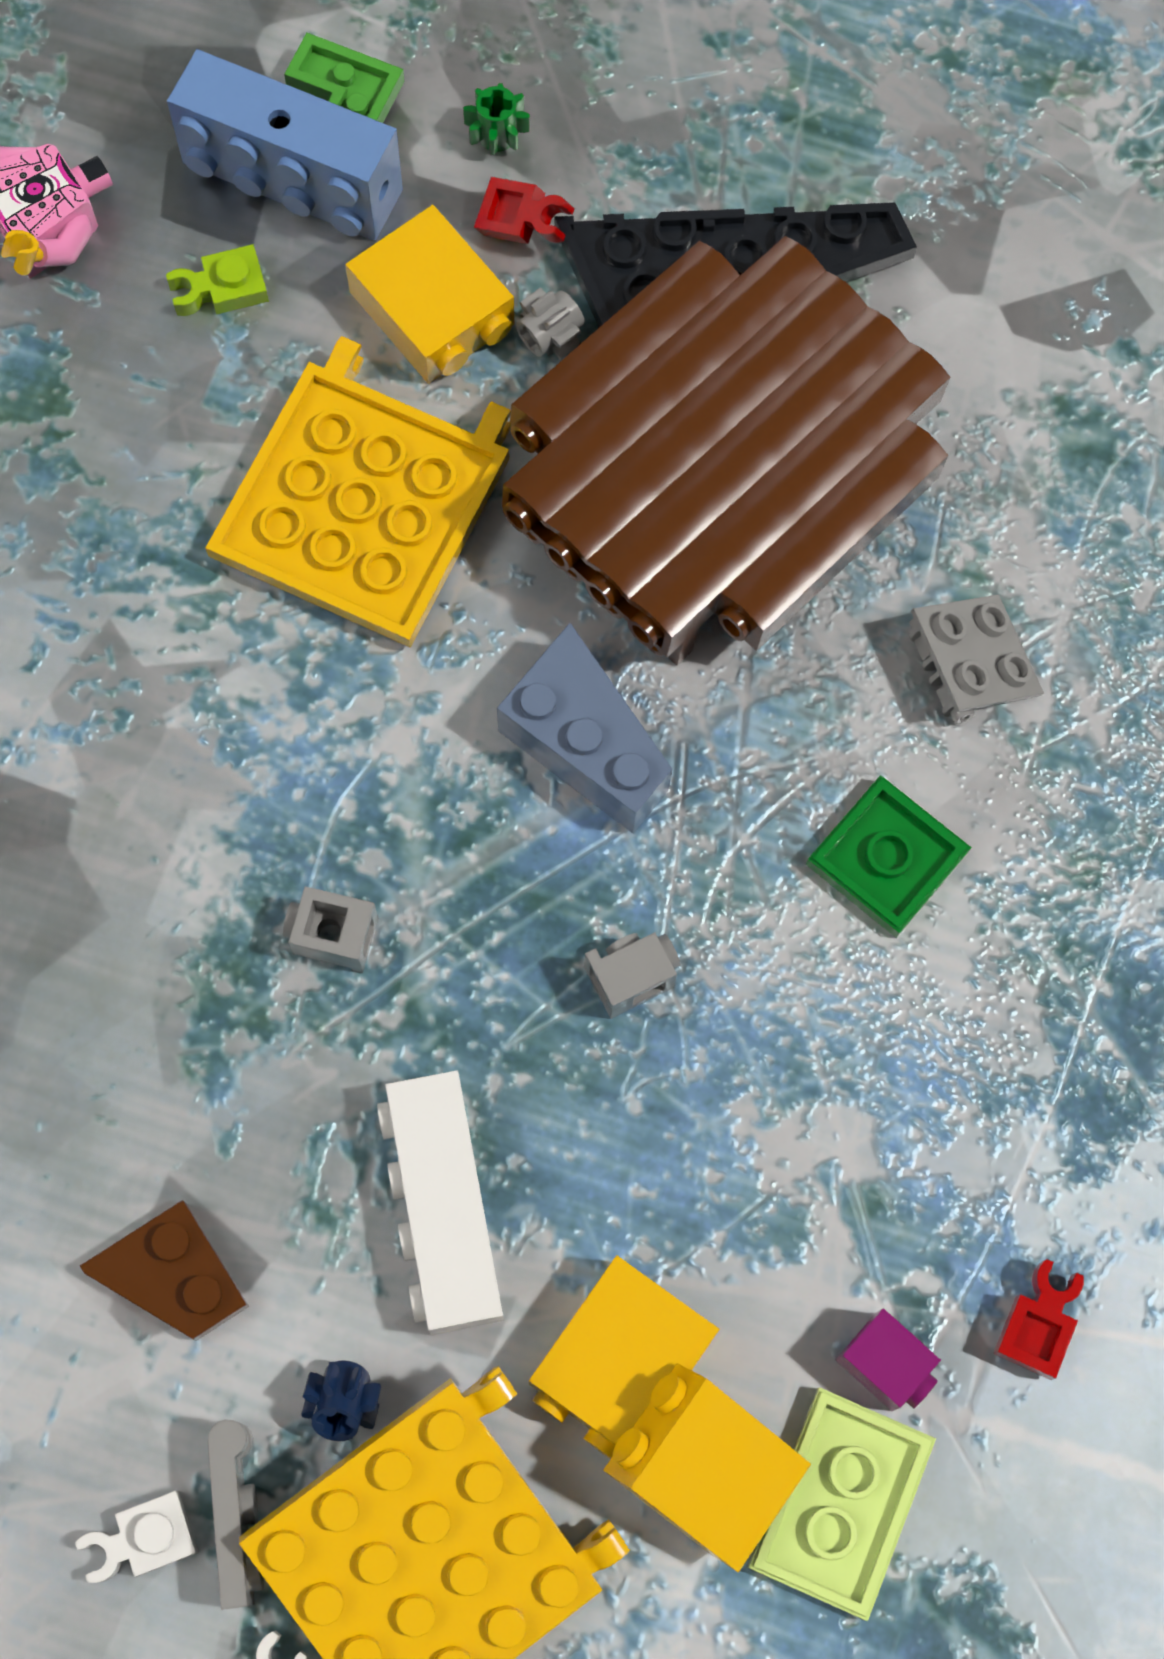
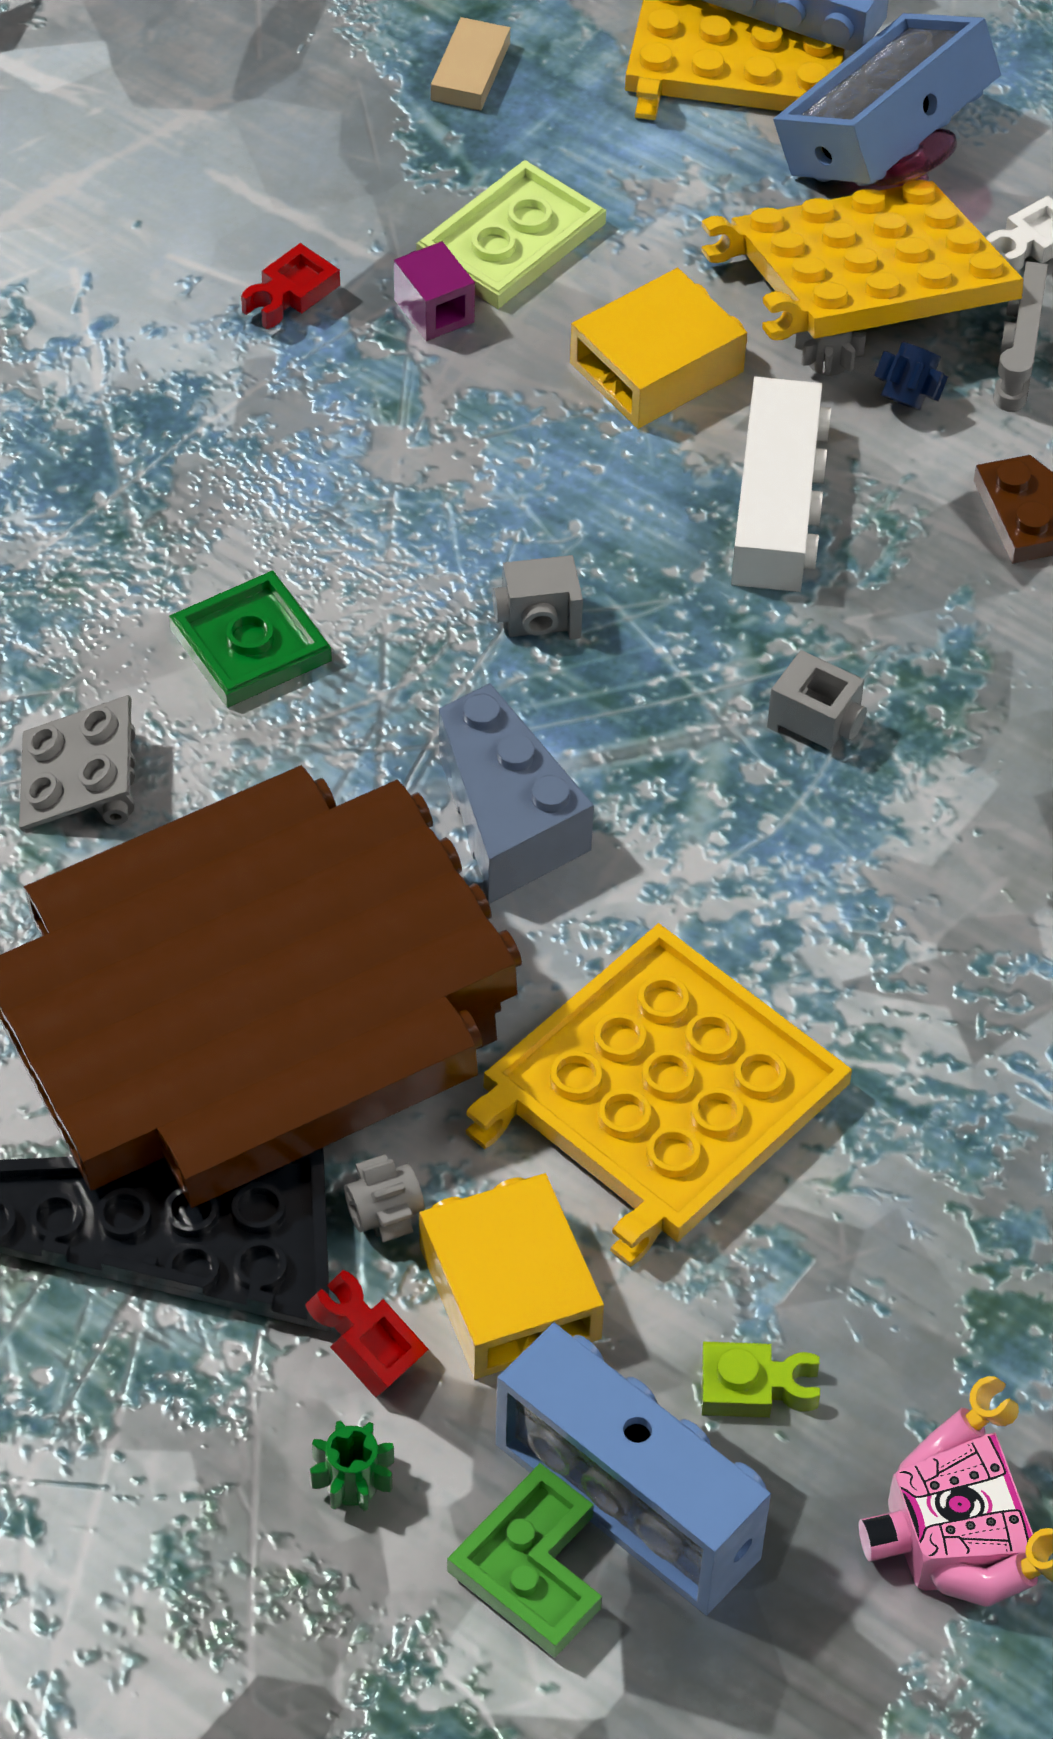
camera: 160 degrees left, 20 degrees down
(707, 1466) = (619, 246): yellow brick -> none

